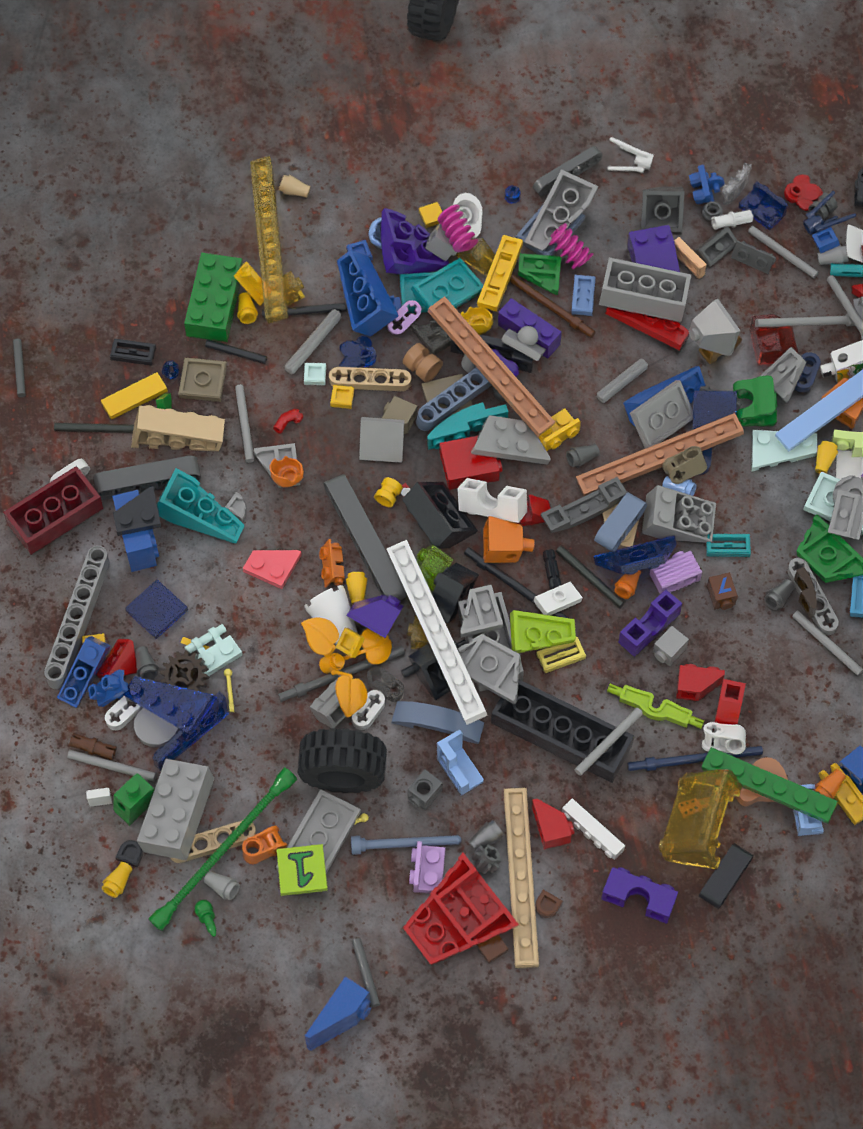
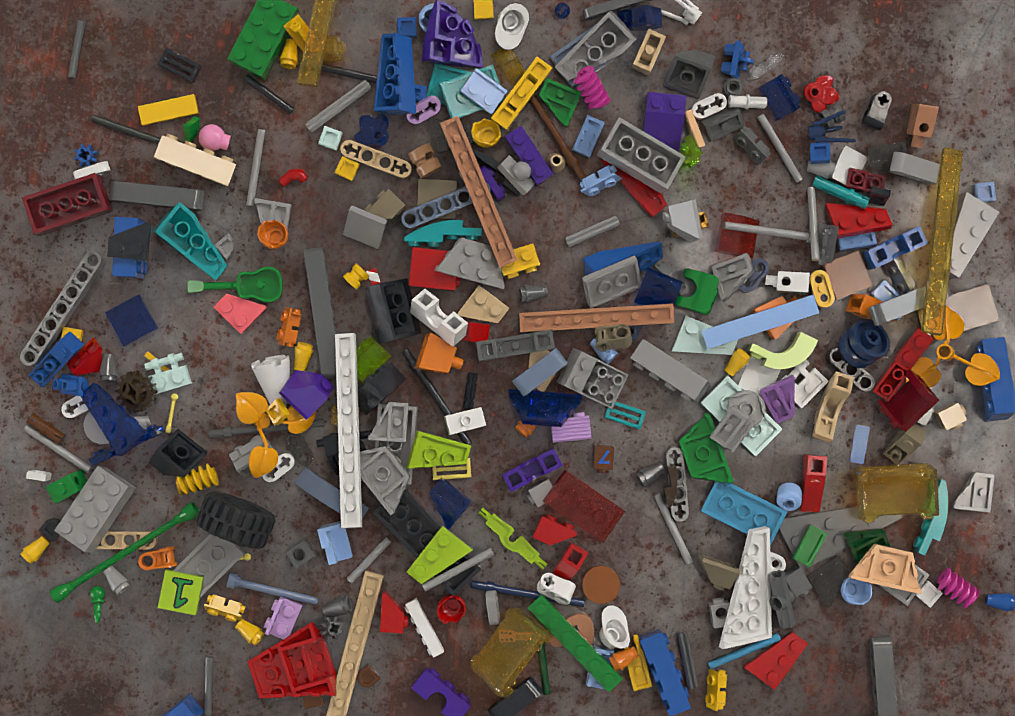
camera: 15 degrees right, 25 degrees up
(58, 459) = (90, 158): none -> blue gear
(166, 369) = (206, 94): clear blue hinge -> none
(192, 402) = (213, 138): none -> bright pink piece
(202, 379) = (232, 112): dark tan tile -> none
(249, 728) = (177, 455): none -> black slope
(279, 745) = (197, 480): none -> yellow piece
(288, 531) = (262, 284): none -> green piece
(347, 879) = (231, 611): none -> yellow hinge
(395, 894) = (250, 632): none -> yellow cone
(439, 244) = (481, 45): light grey brick -> none
(455, 229) = (494, 43): dark pink piece -> none
(460, 281) = (483, 91): none -> light blue plate
(503, 778) = (368, 560): none -> light grey bar
(539, 482) = (483, 307): none -> tan wing
(560, 322) = (555, 167): none -> tan cone
(570, 685) = (449, 501): none -> clear blue wing
(581, 731) = (439, 554): none -> lime wing
(594, 580) = (500, 407): pearl dark grey bar -> none
(598, 172) = (641, 18): none -> clear blue slope
(614, 201) = (648, 52): none -> tan brick
(616, 796) = (450, 608): none -> red hair
(618, 321) = (591, 185): none -> light blue hinge
(662, 780) = (493, 607): none -> light grey beam
(692, 233) = (711, 110): none -> white beam
(698, 271) = (690, 148): none -> clear neon green bracket
(721, 643) = (583, 506): none -> clear red tile
(745, 834) = (544, 670): none -> dark green bar
(761, 484) = (670, 371): none -> light grey wedge
(772, 724) = (600, 584): none -> dark orange tile
(805, 763) = (614, 628): none -> white piece

